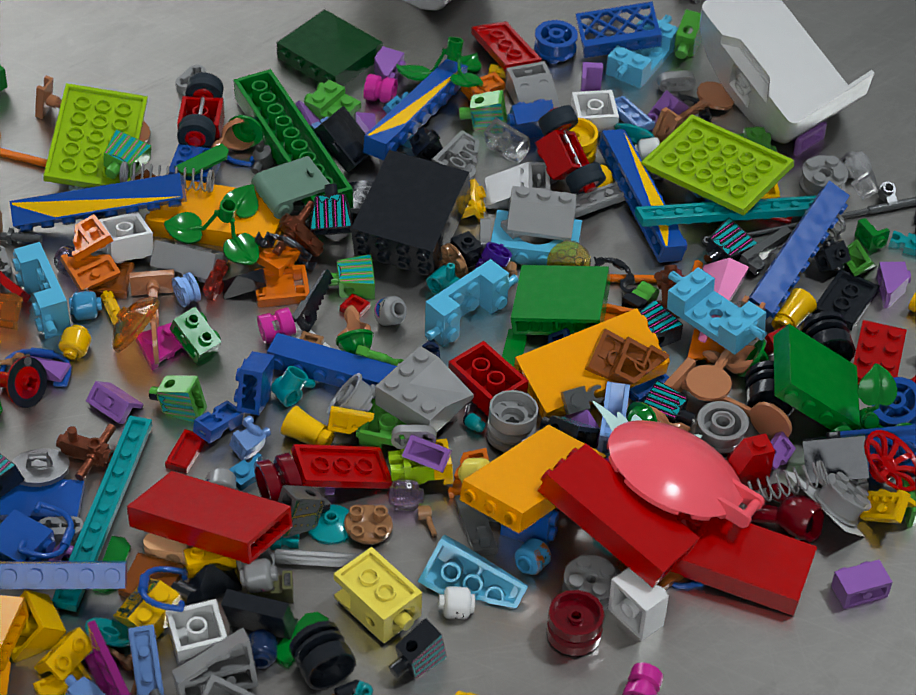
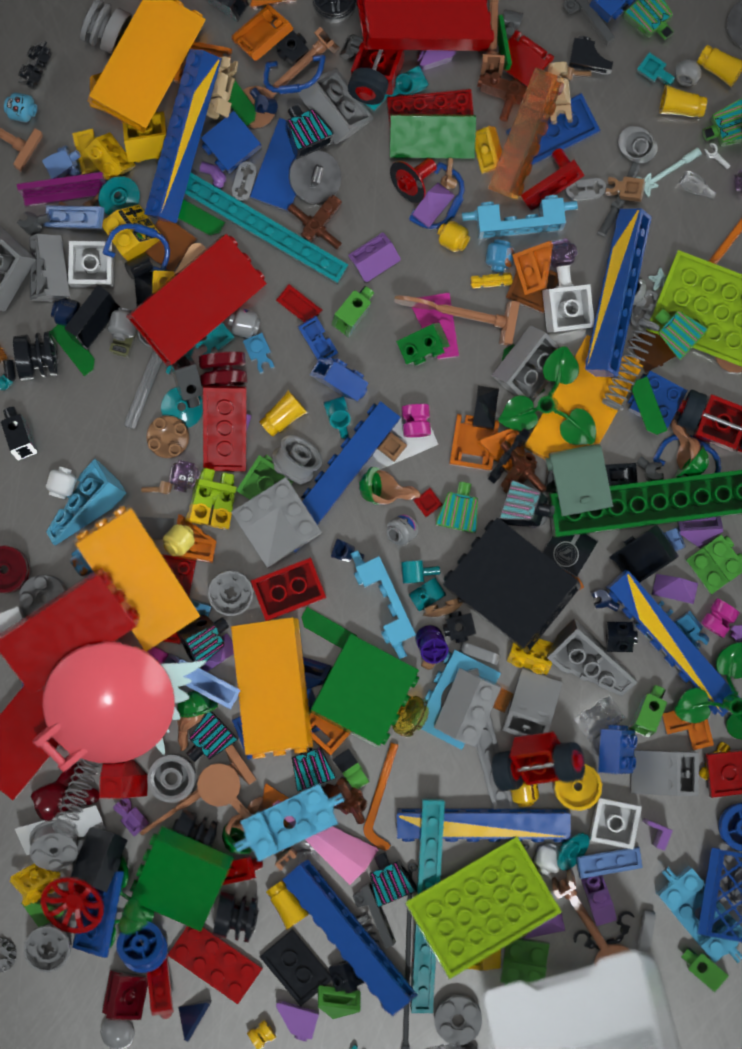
camera: 110 degrees right, 40 degrees up
(66, 539) = (222, 181): blue piece -> none
(89, 237) = (561, 271): orange wing -> none
(133, 321) = (446, 291): clear orange dish -> none
(186, 289) = (487, 350): light blue wheel -> none
(214, 283) = (486, 378): clear red plate -> none
(249, 441) = (286, 362): medium blue piece -> none
(312, 301) = (425, 454): black piece -> none
(347, 420) = (270, 448): yellow tile -> none
(368, 353) = (351, 487): bright green arm -> none
(378, 595) = (79, 417): light yellow torso -> none
(407, 430) = (229, 497): light grey beam -> none
(426, 289) = (414, 571): none -> teal piece
(427, 453) = (204, 503): medium lavender slope -> none
(471, 420) = (253, 563): teal arm -> none
(578, 399) = (232, 658): dark grey plate -> none
(622, 266) = (397, 766): black piece -> none
(623, 358) = (255, 712): dark orange slope -> none
(869, 236) = (368, 1026): green bracket -> none

